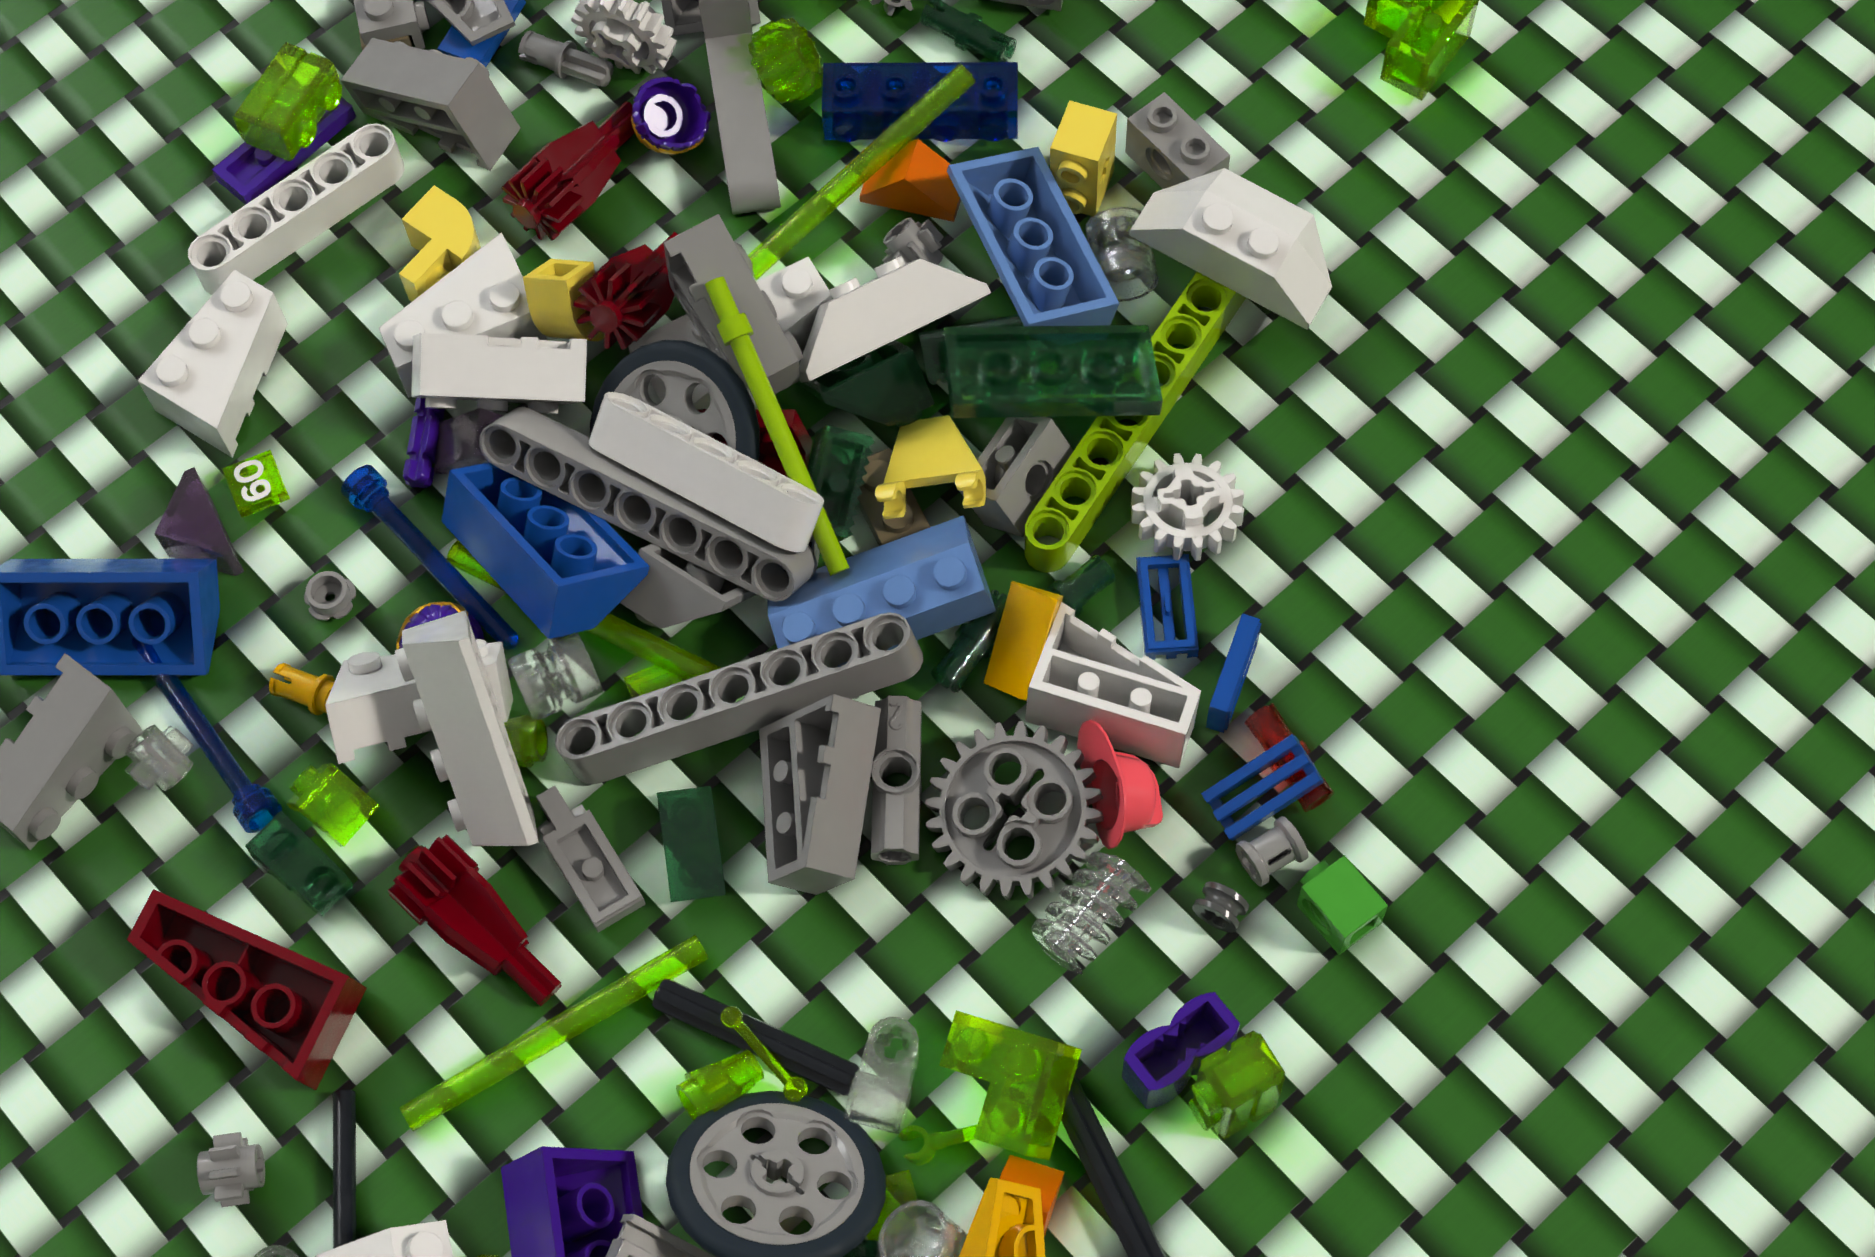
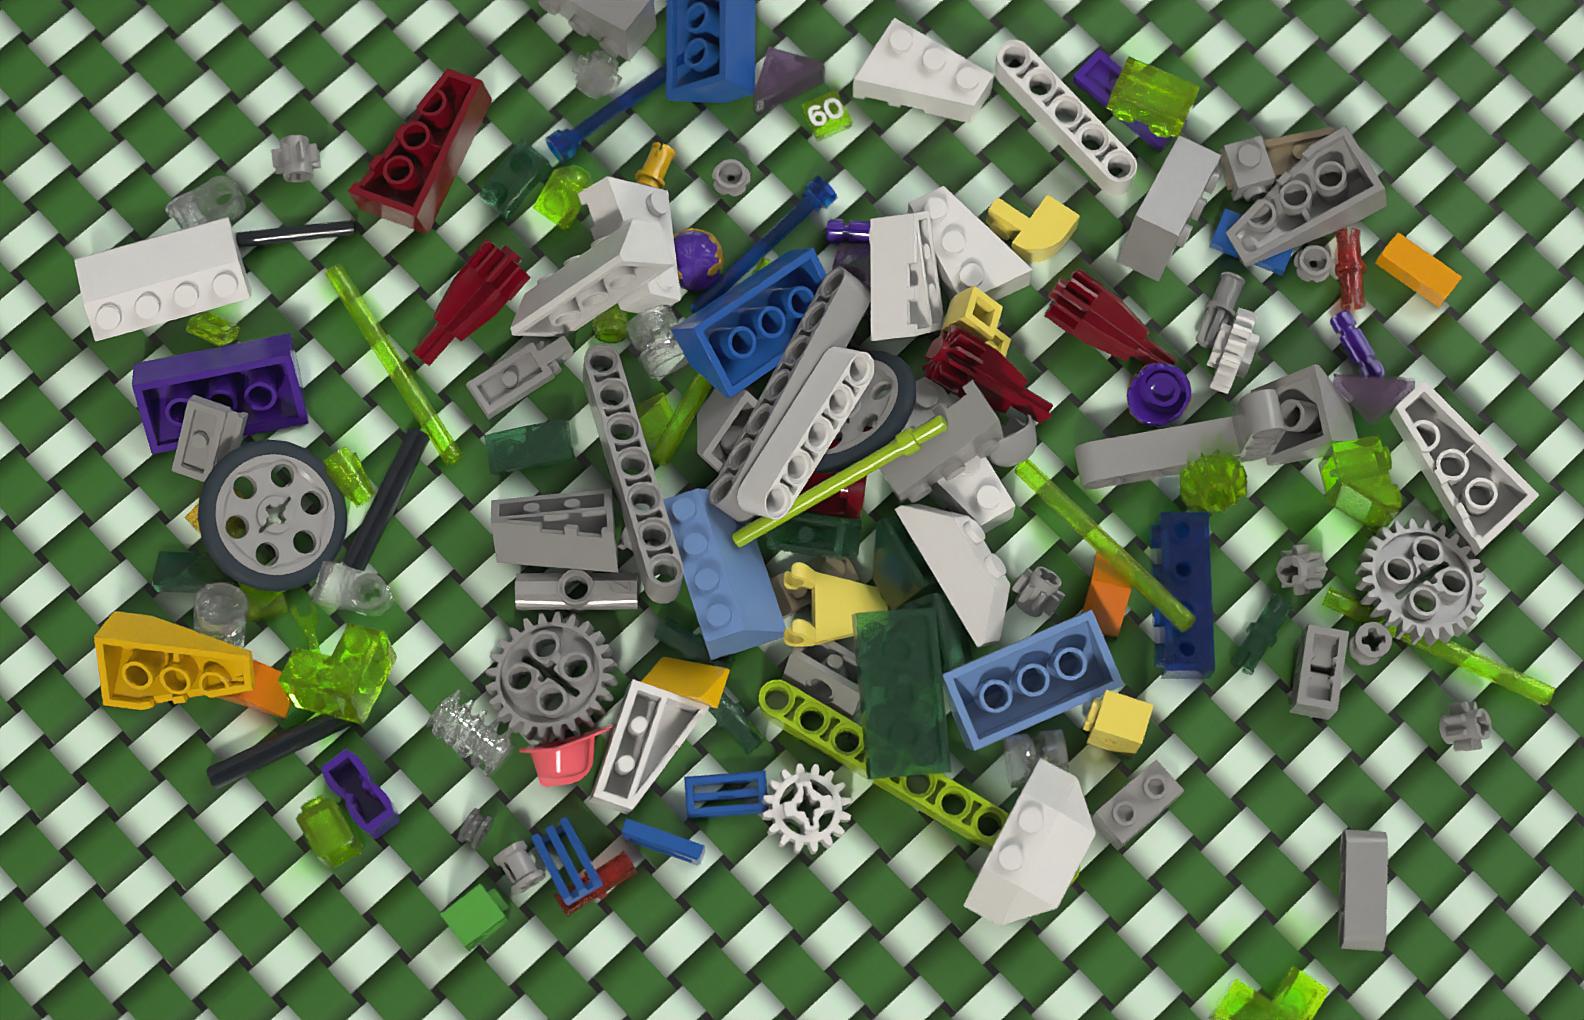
camera: 85 degrees right, 10 degrees up
(794, 1087) = (344, 527): clear neon green hinge -> none

